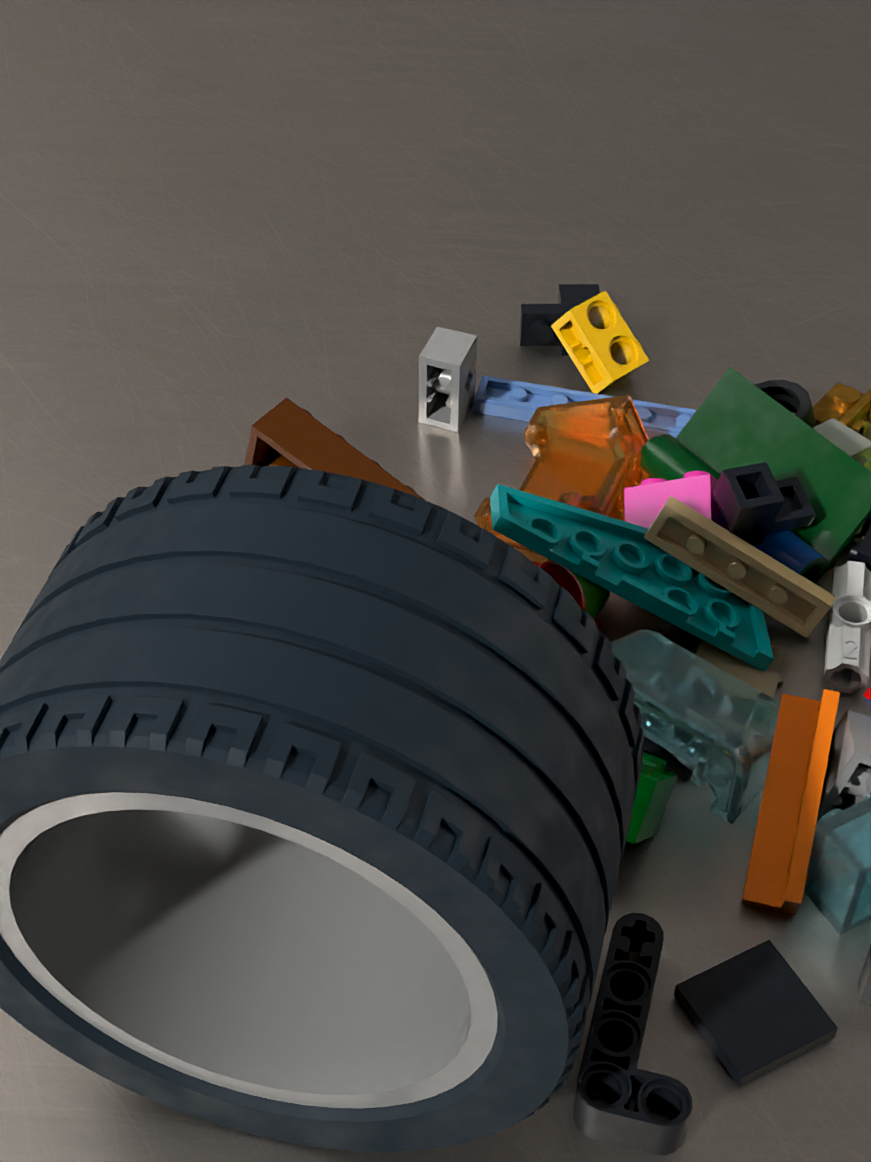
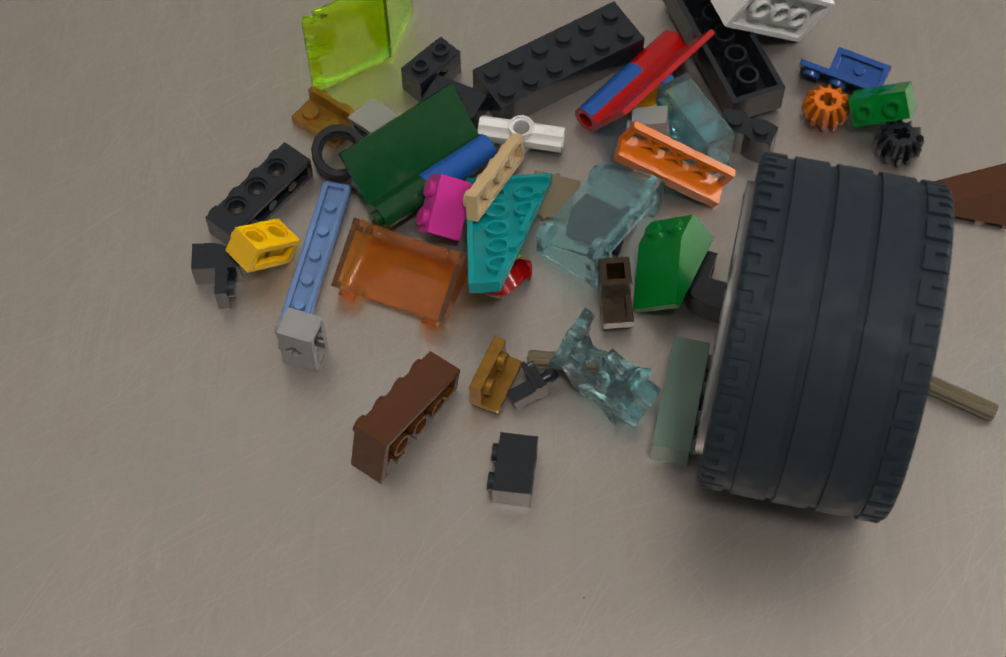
camera: 90 degrees left, 15 degrees up
(690, 349) = (292, 173): none -> black brick
(758, 504) = (463, 152): black brick -> none

